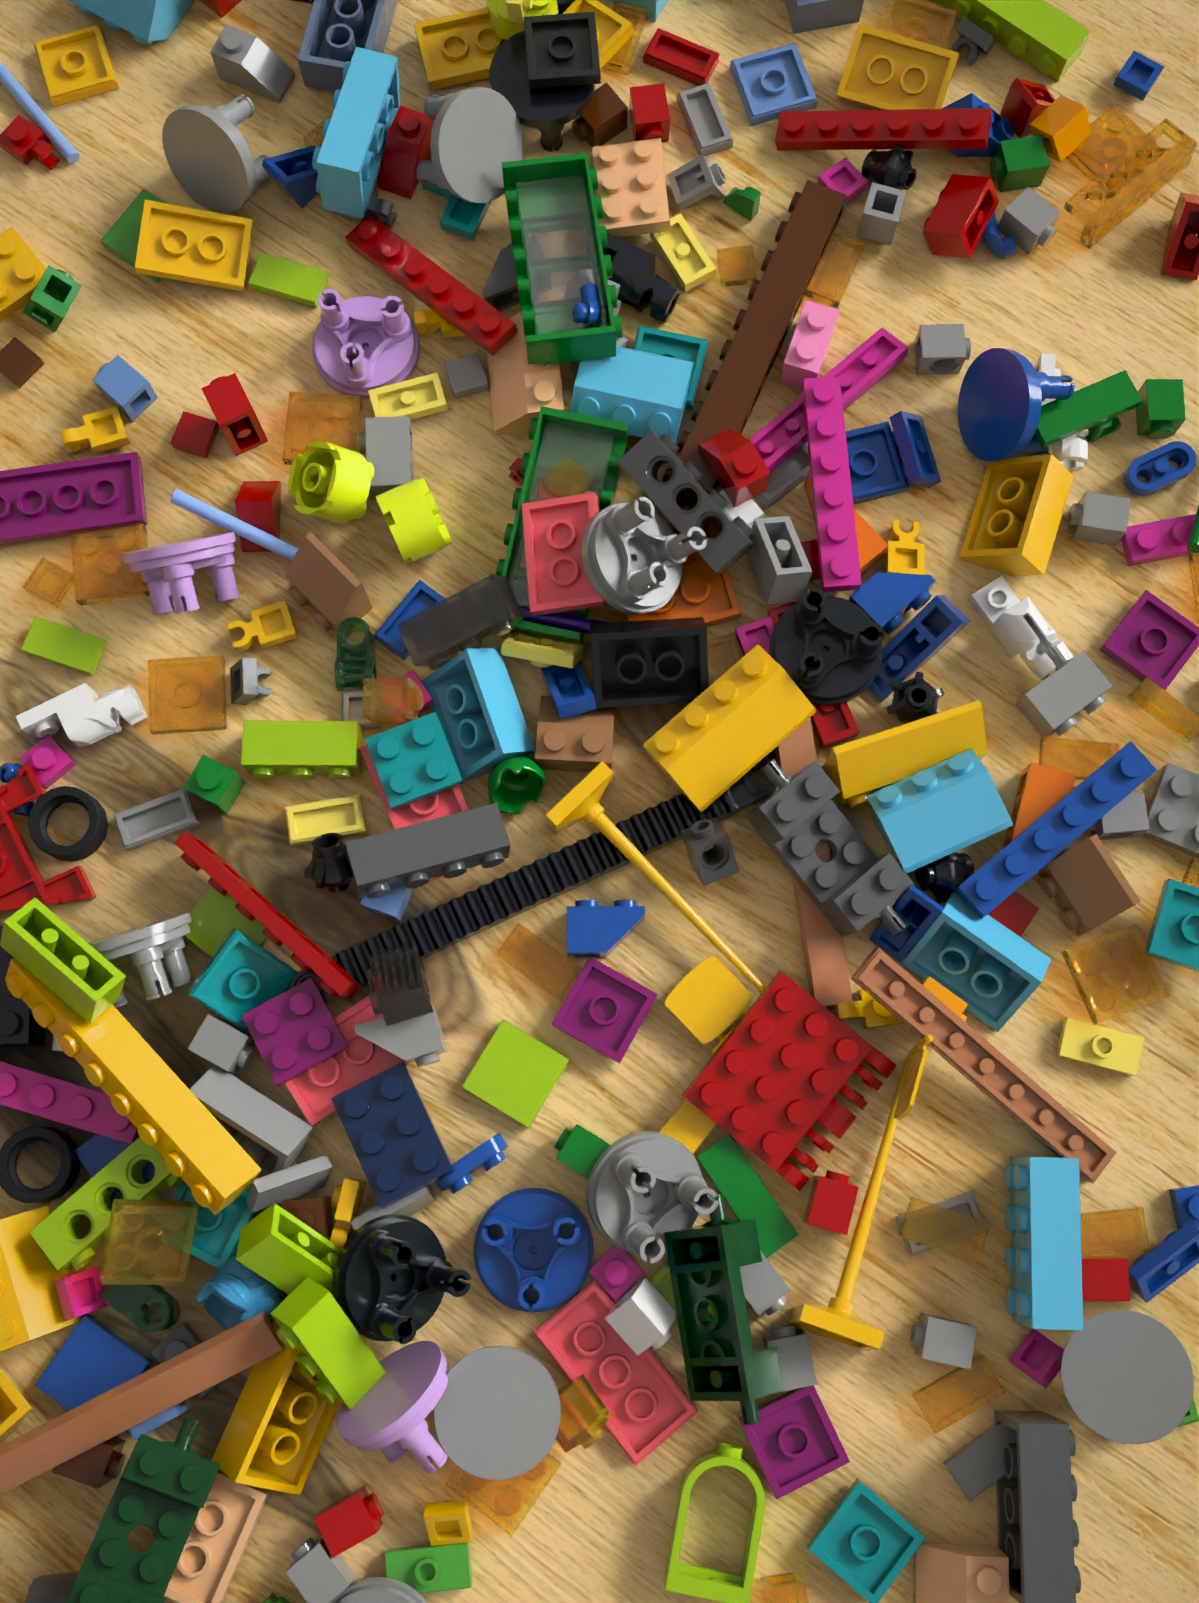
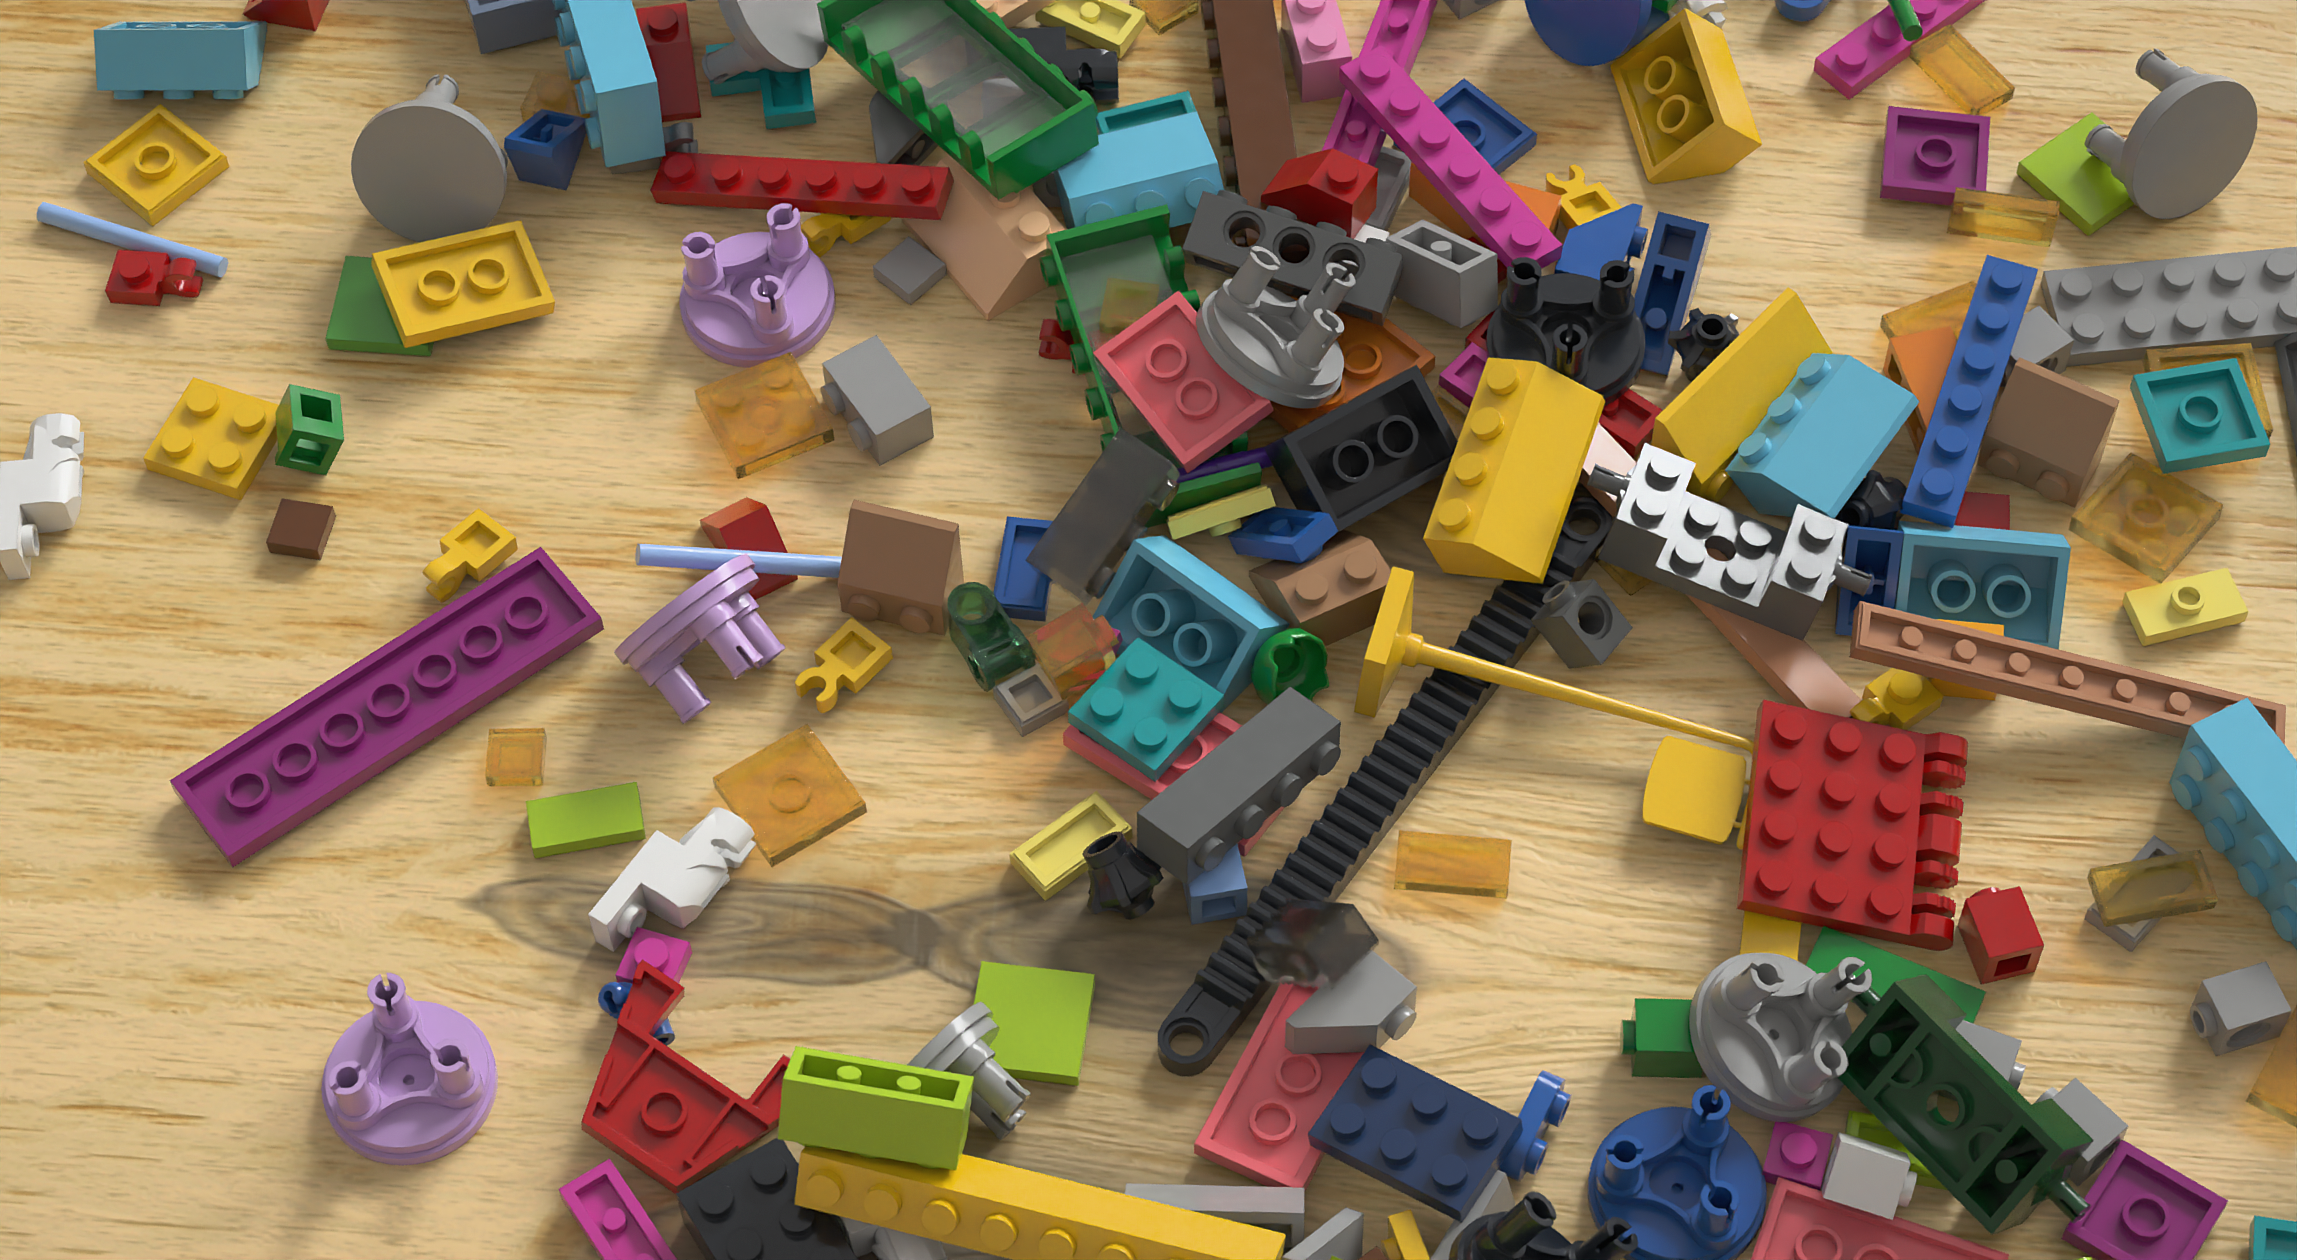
camera: 30 degrees left, 20 degrees down
(44, 808) = (741, 1056): black tyre -> none
(99, 564) = (585, 697): clear yellow plate -> none
(124, 388) = (472, 480): medium blue brick -> none
(156, 819) = (846, 958): light grey tile -> none
(195, 434) = (599, 498): red tile -> none
(214, 784) = (903, 868): green brick -> none
(223, 1044) = (1120, 1154): light grey brick -> none
(234, 414) = (650, 436): red brick -> none
(240, 979) = (1097, 1072): teal plate -> none
(245, 682) = (862, 735): dark grey tile -> none
(250, 64) = (397, 56): light grey slope -> none
(277, 926) = (1099, 972): red plate -> none
(288, 280) = (605, 272): lime tile -> none
(295, 1031) = (1206, 1088): magenta plate -> none
(302, 748) = (988, 772): lime brick -> none
(330, 482) = (829, 449): neon yellow brick -> none
(410, 398) = (865, 314): light yellow plate -> none
(414, 520) = (962, 445): neon yellow brick -> none
(516, 1073) = (1514, 1003): lime tile -> none
(589, 308) = (1038, 100): blue arm -> none
(600, 929) = (1503, 783): blue slope -> none
(604, 1009) = (1575, 870): magenta plate -> none
(837, 1318) = (2100, 1048): yellow piece -> none
(915, 449) = (1503, 81): blue plate -> none
(1020, 628) = (1776, 214): white plate -> none
(1064, 695) = (1875, 259): light grey brick -> none
(1099, 518) = (1783, 60): light grey brick -> none

